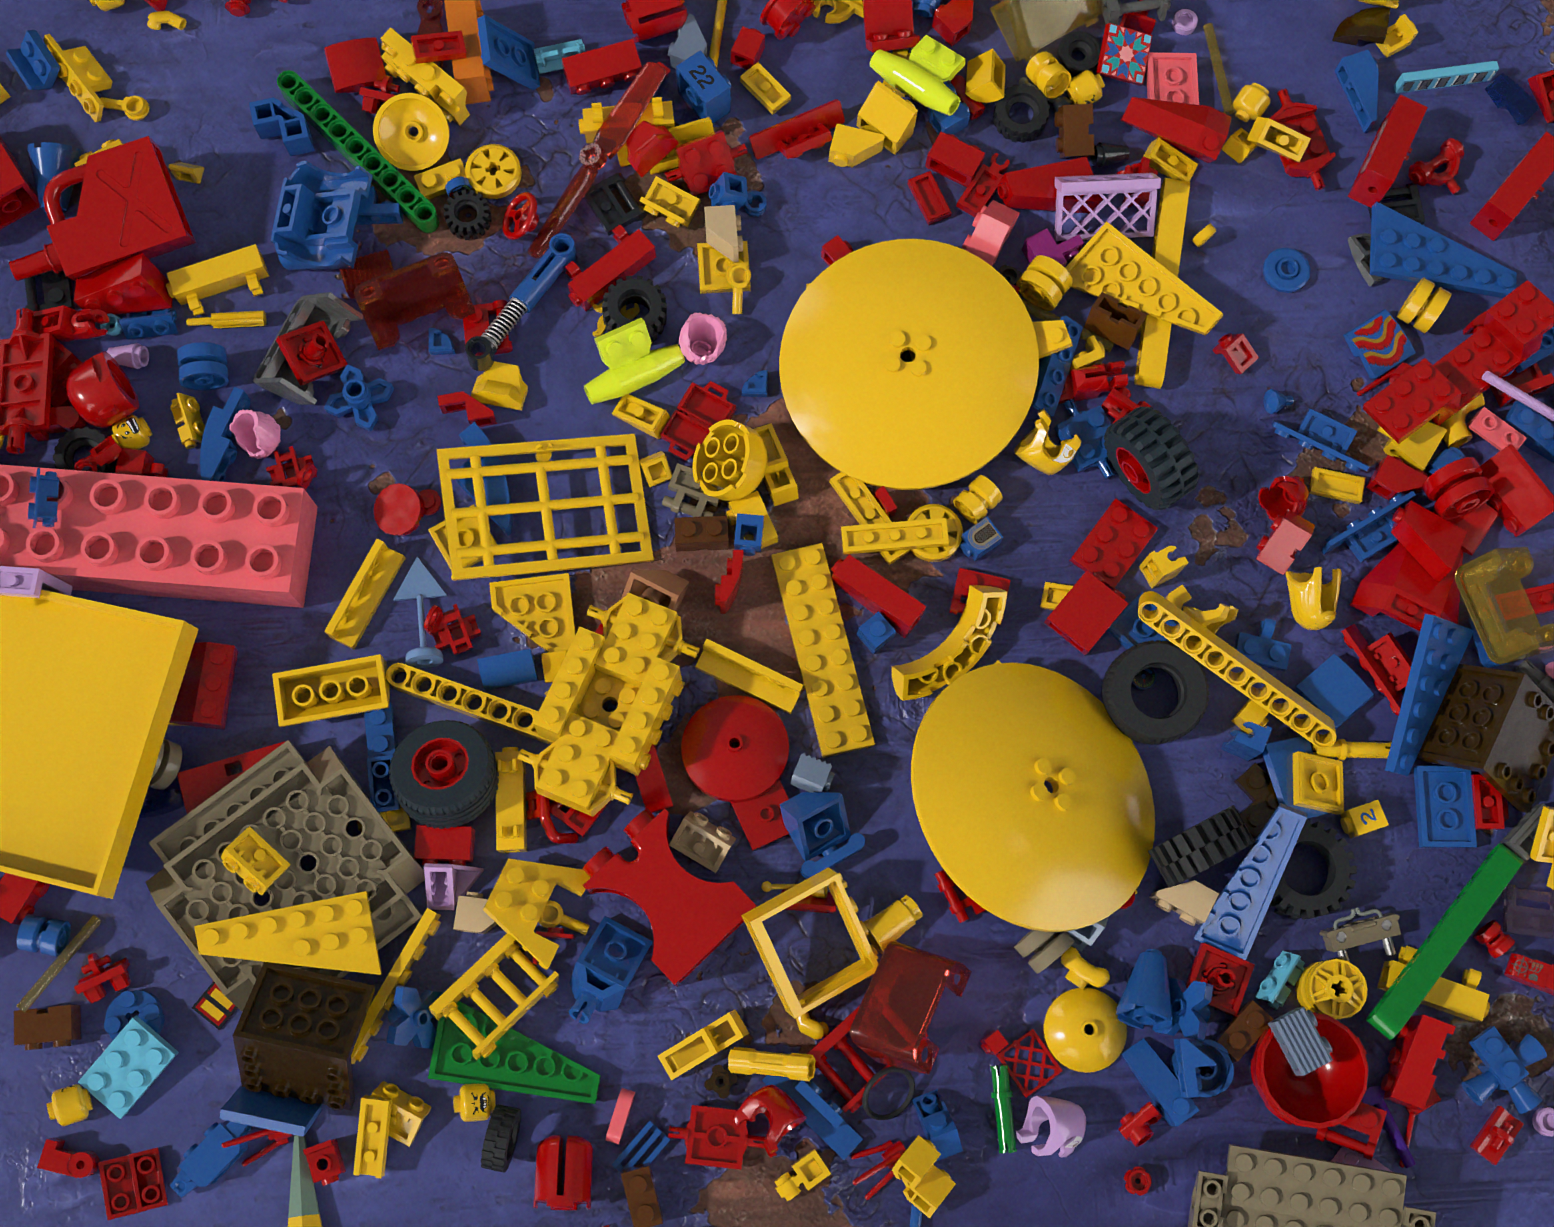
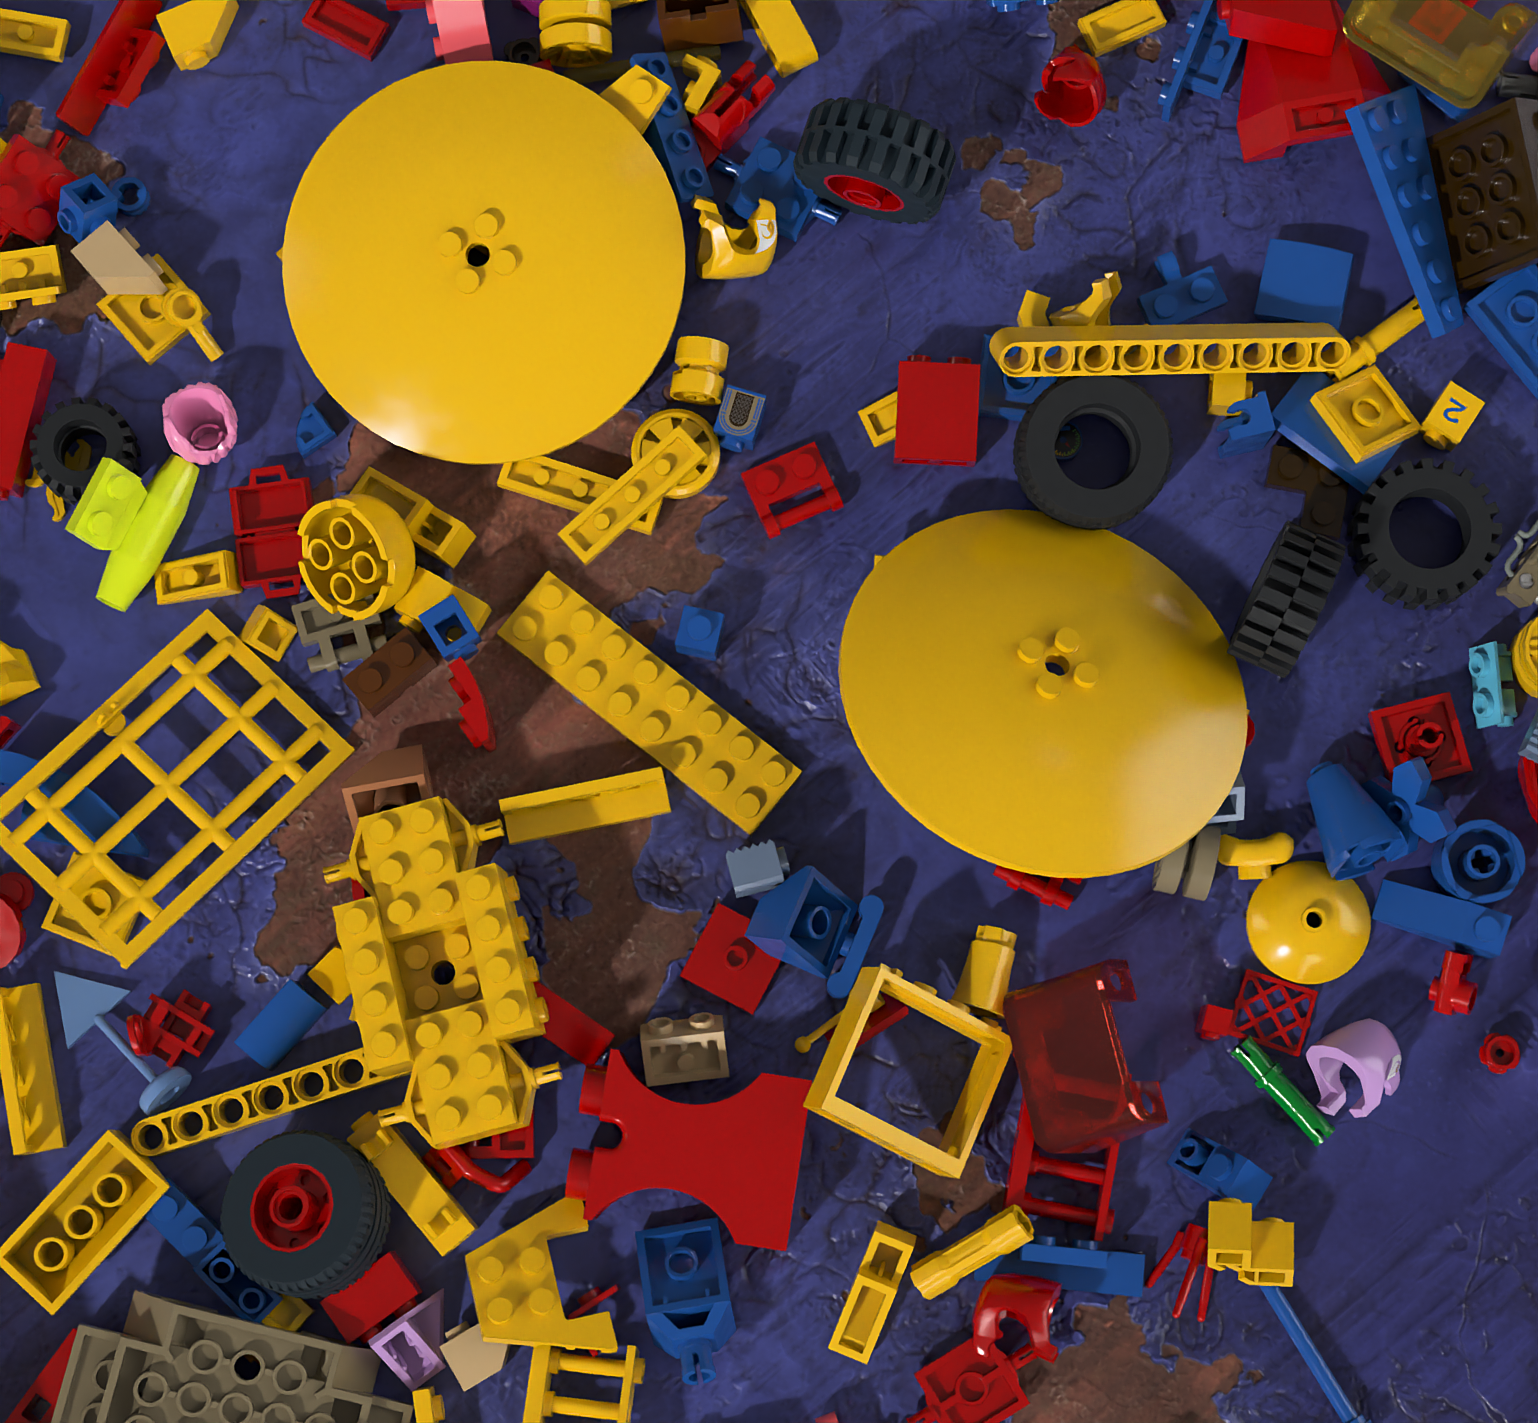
camera: 30 degrees left, 5 degrees up
(538, 609) = (259, 921): yellow plate -> none
(553, 916) = (573, 1278): yellow plate -> none
(721, 1089) = (919, 1329): dark brown plate -> none
(741, 771) = (659, 937): red dish -> none
(809, 1171) = (1111, 1342): yellow plate -> none
(811, 1027) = (986, 1171): yellow arm -> none
(835, 249) = (281, 183): red plate -> none
(869, 1085) = (1120, 1214): black tyre -> none
(878, 594) = (666, 583): red slope -> none
(885, 501) = (587, 459): red tile -> none
(958, 651) = (817, 578): yellow brick -> none
(1114, 543) = (906, 300): red plate -> none
(1119, 404) = (786, 119): red hips -> none
(1159, 568) = (984, 292): yellow hinge -> none
(1187, 1059) = (1456, 869): blue slope -> none
(1188, 899) = (1320, 672): tan slope -> none
(1243, 1030) = (1493, 781): reddish brown brick -> none
(1247, 896) = (1383, 620): wing -> none
(1287, 537) = (1110, 136): brick -> none
(1311, 601) = (1196, 192): yellow hair -> none
(1384, 661) = (1337, 204): red bracket -> none

